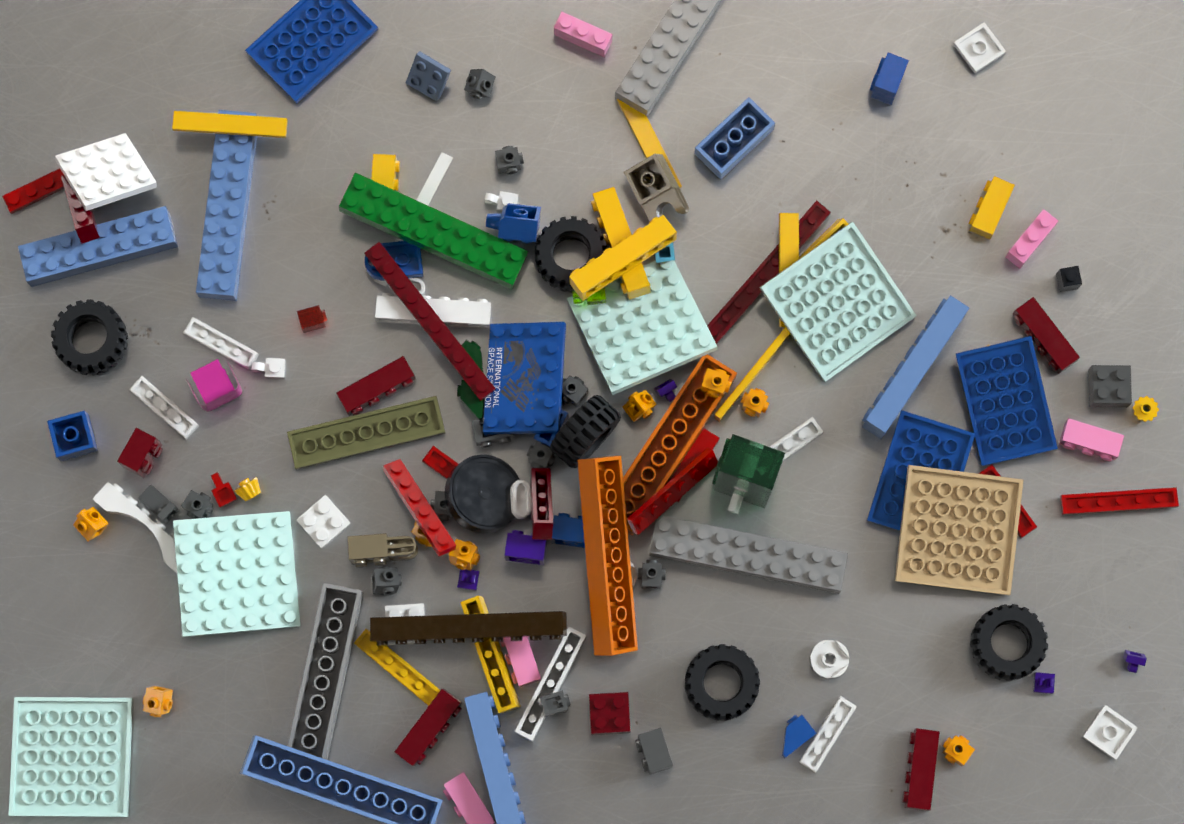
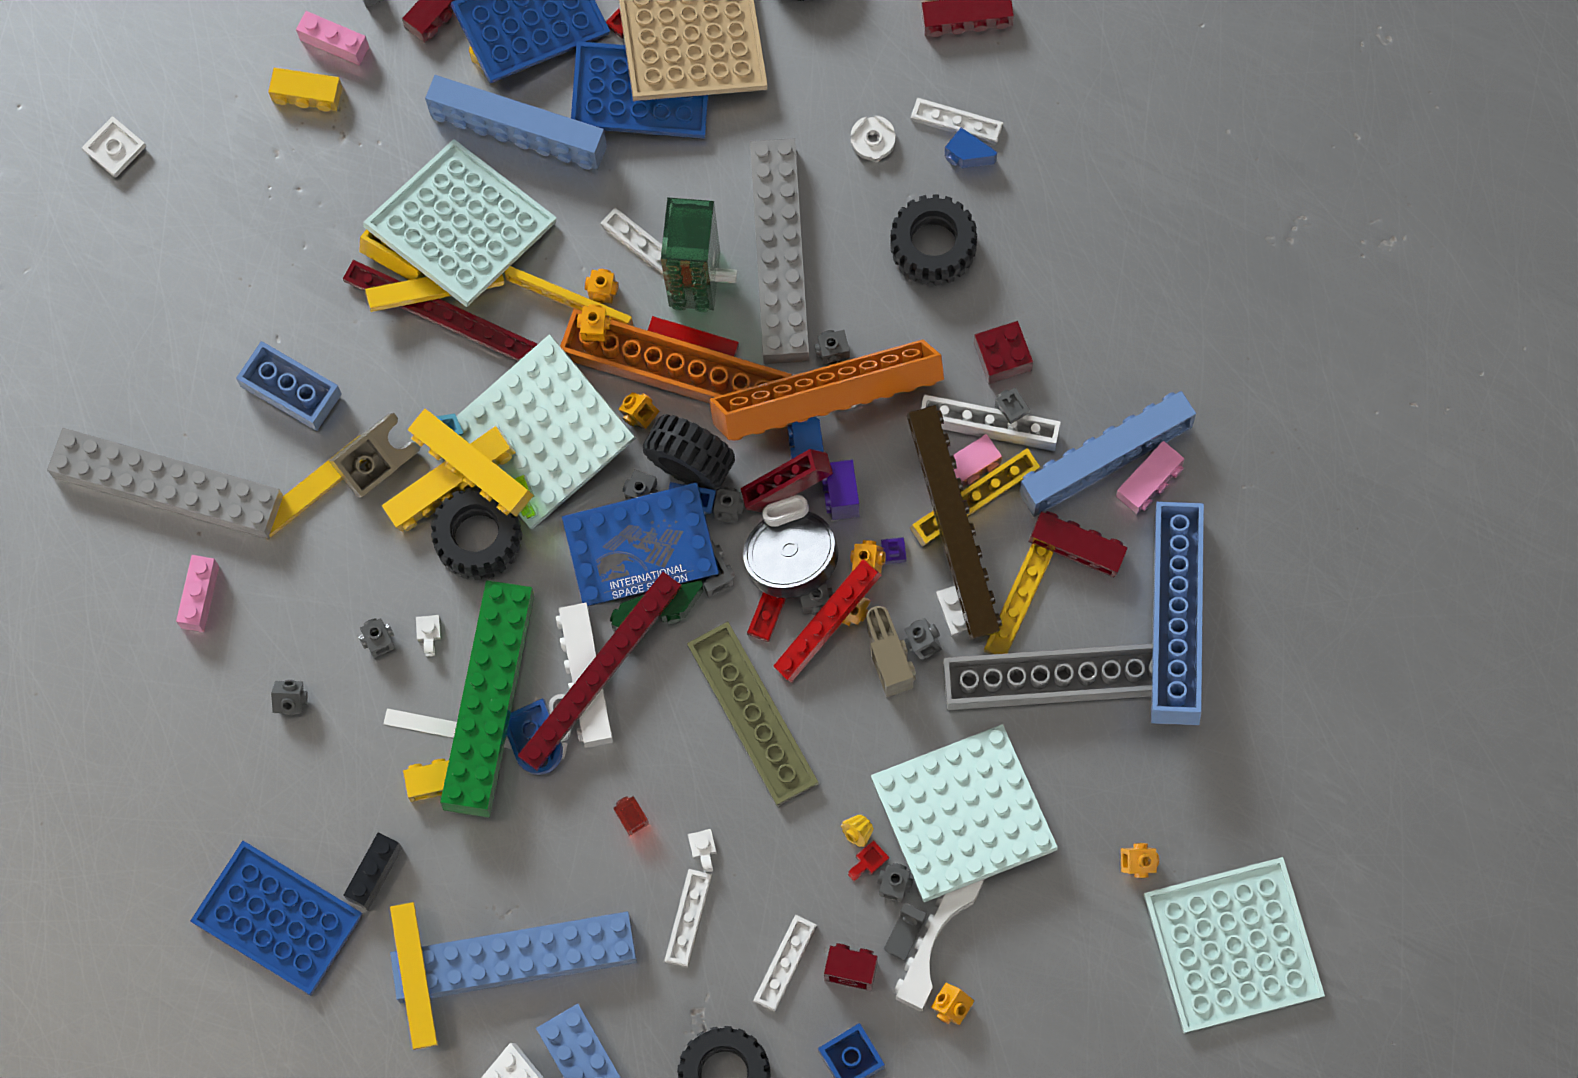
camera: 100 degrees left, 5 degrees down
(214, 386) = (744, 901): dark pink piece -> none
(323, 522) = (872, 733): white plate -> none
(325, 116) = (372, 871): none -> black brick
(376, 386) = (693, 716): dark red brick -> none
(428, 76) = (293, 759): sand blue plate -> none
(516, 222) = (453, 602): blue hinge -> none
(654, 751) = (1032, 290): dark grey brick -> none
(666, 389) = (610, 387): dark purple tile -> none
(672, 491) = (735, 346): red plate -> none
(890, 75) = (176, 231): blue brick -> none

